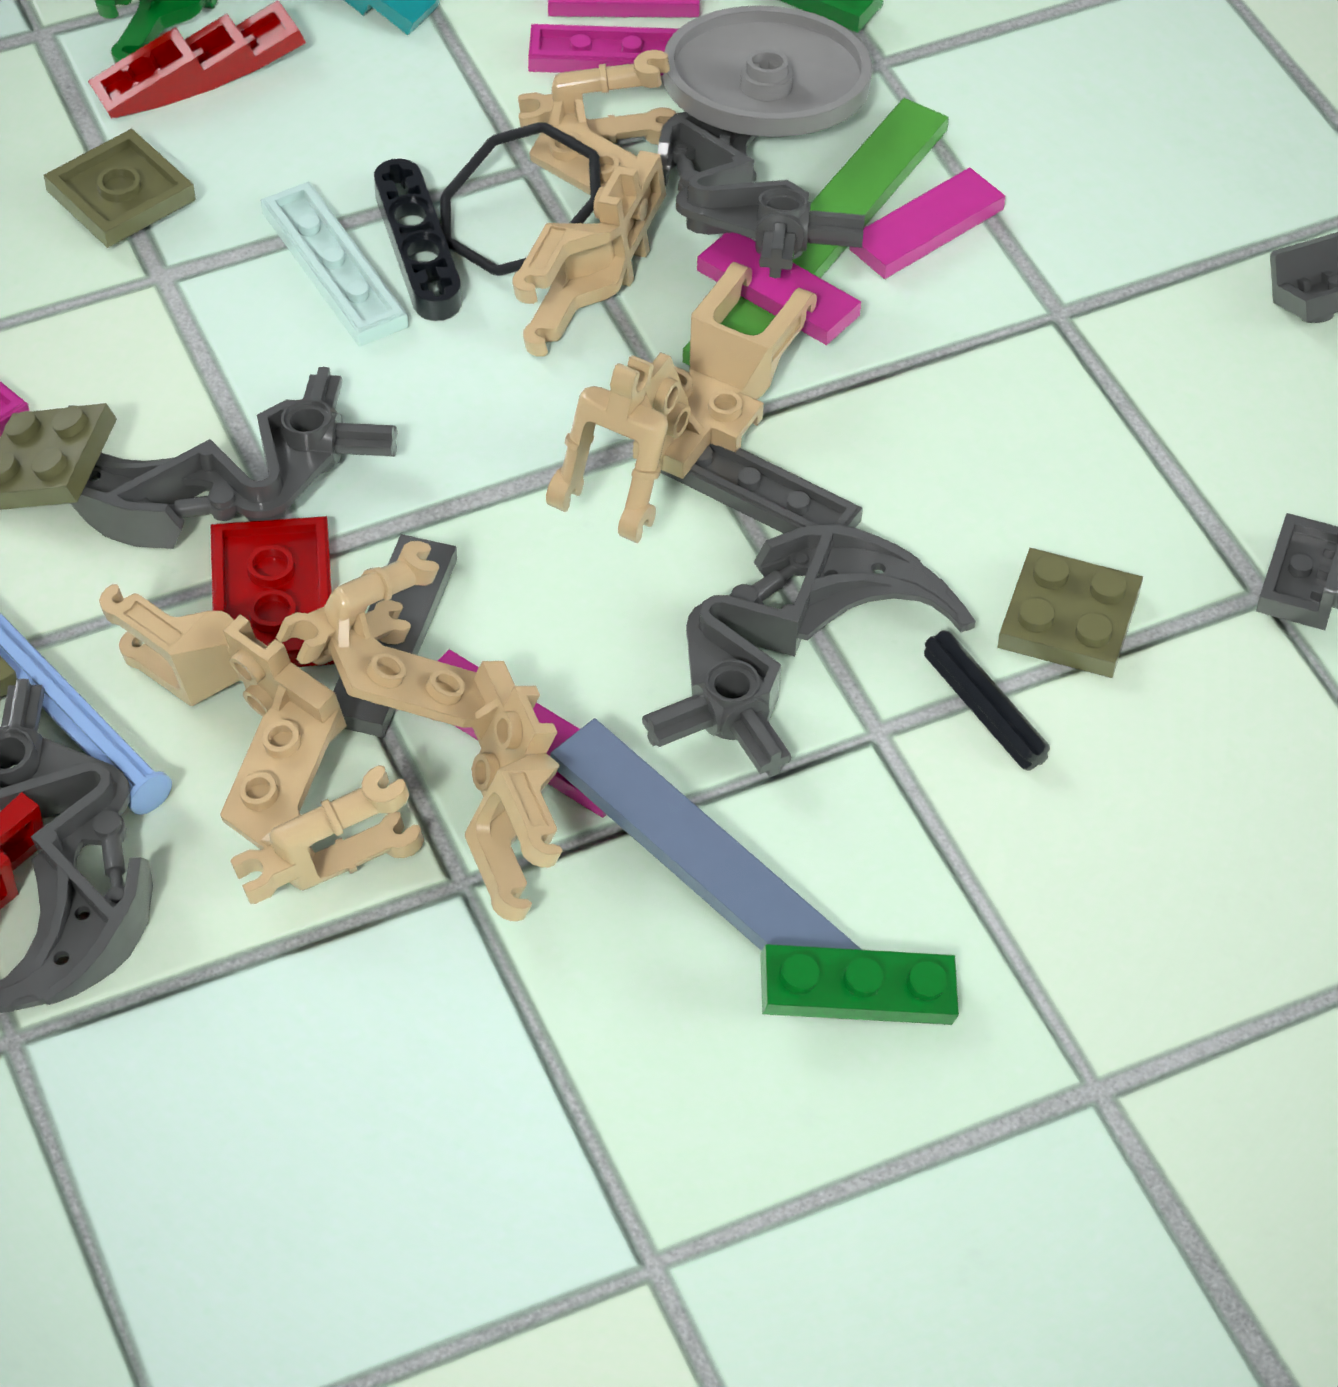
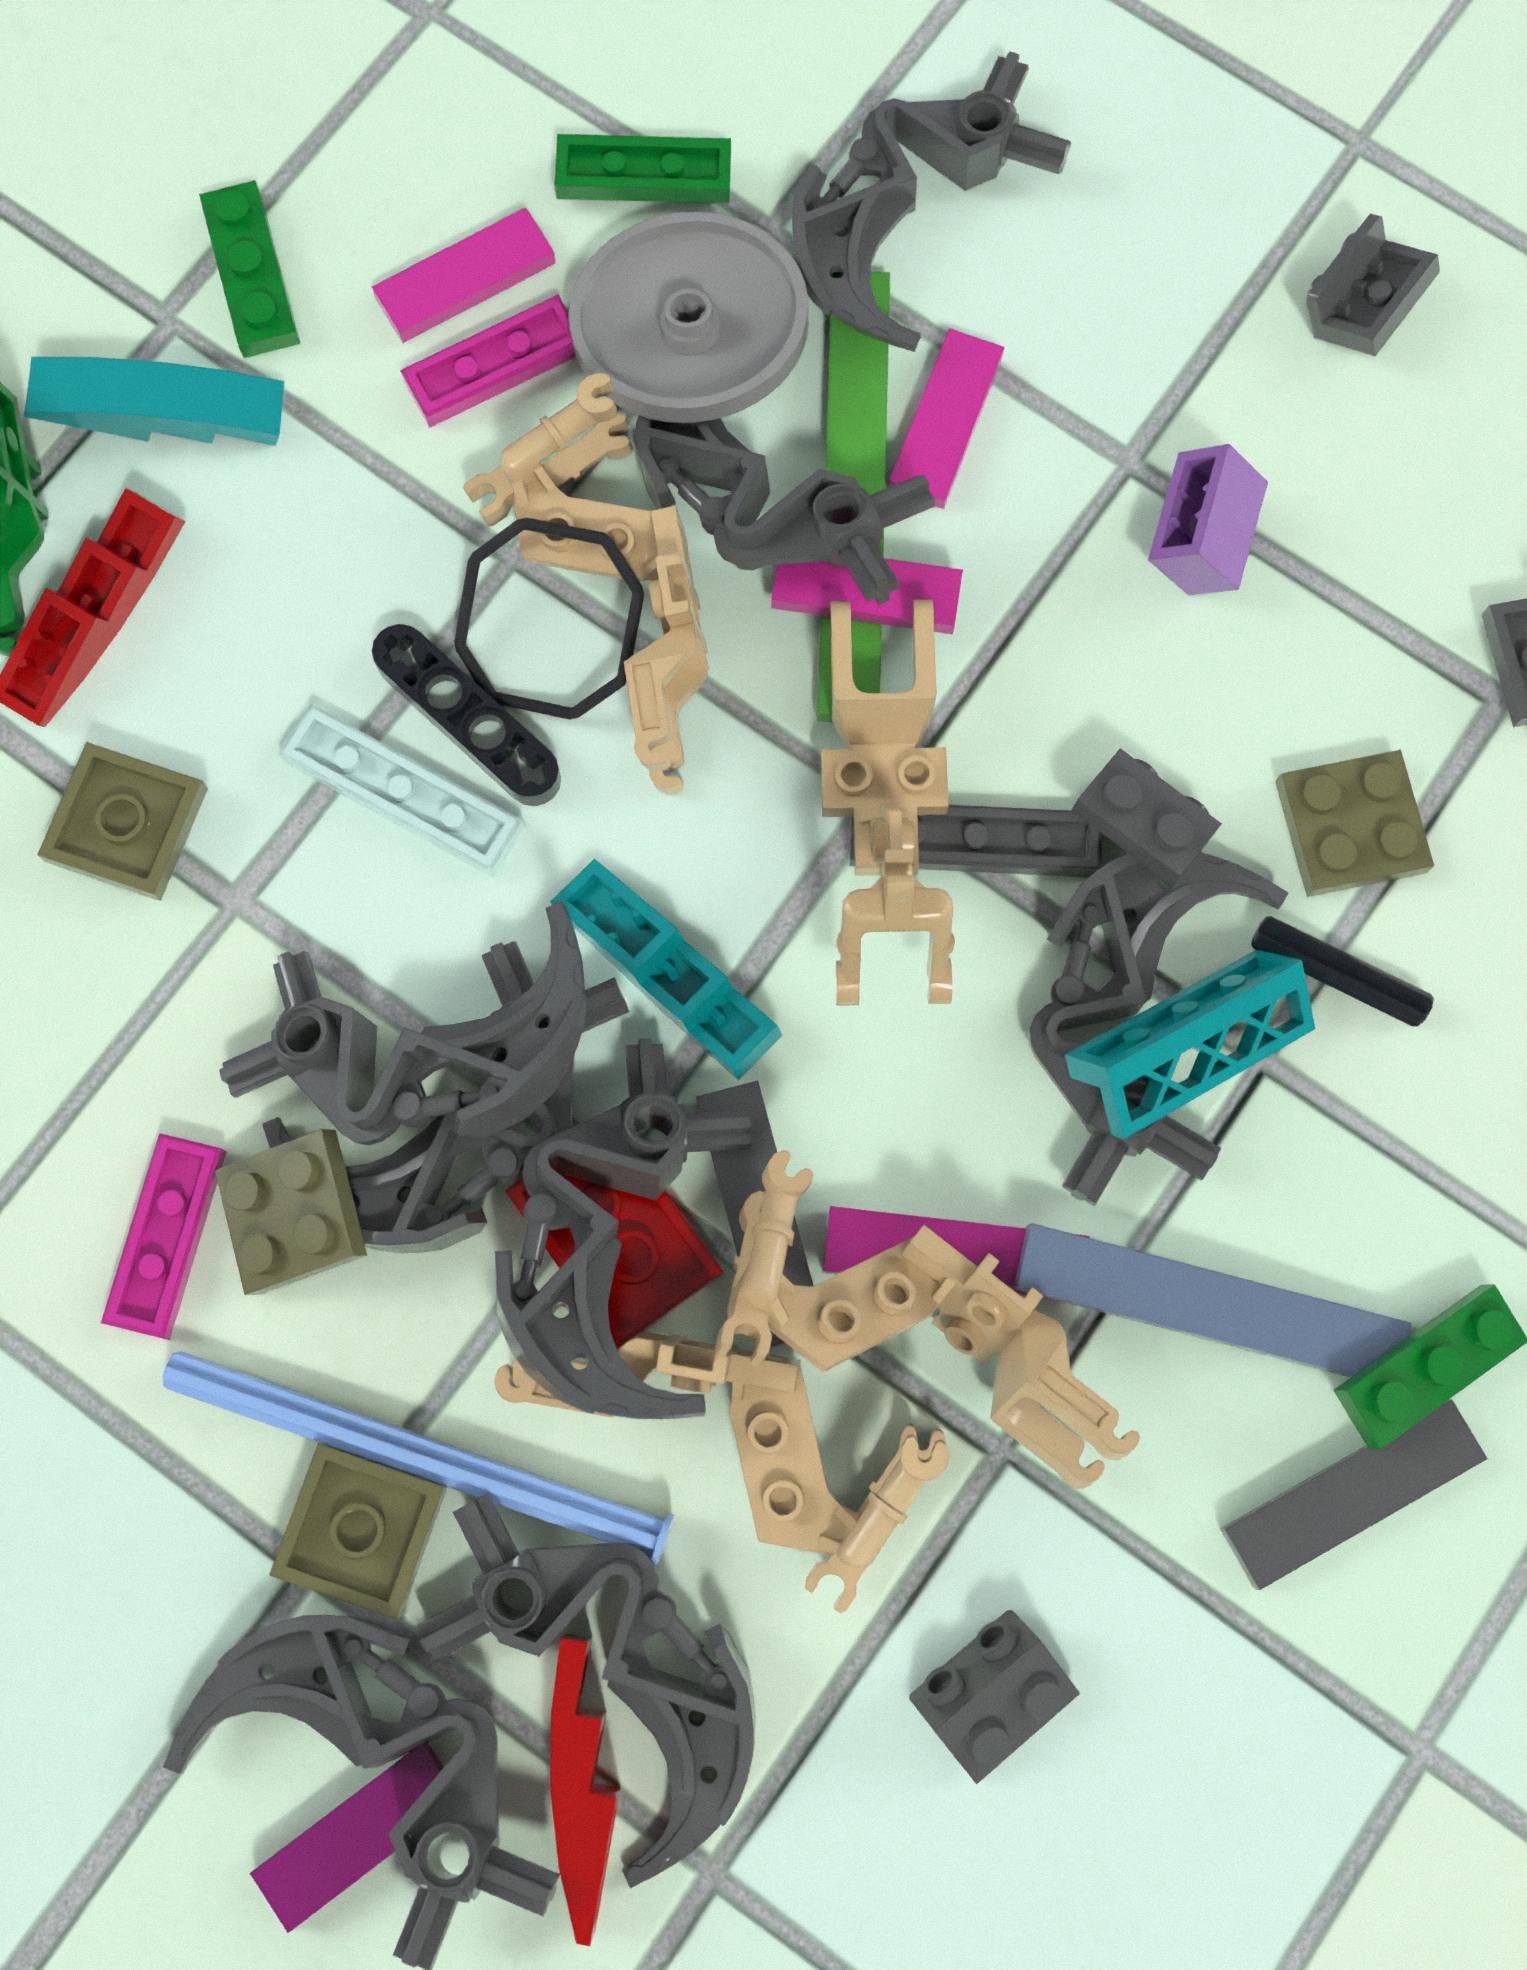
camera: 30 degrees left, 25 degrees up
(234, 542) = (614, 1156): none -> dark grey piece
(239, 419) = (342, 1063): none -> dark grey piece
(324, 1028) = (993, 1695): none -> dark grey bracket
(442, 450) = (667, 969): none -> teal slope
(729, 1049) = (1351, 1496): none -> dark grey tile
(818, 642) = (1198, 1014): none -> teal fence
(890, 511) = (1146, 816): none -> dark grey bracket
(1064, 63) = (957, 137): none -> dark grey piece
(1084, 358) = (1208, 520): none -> medium lavender brick

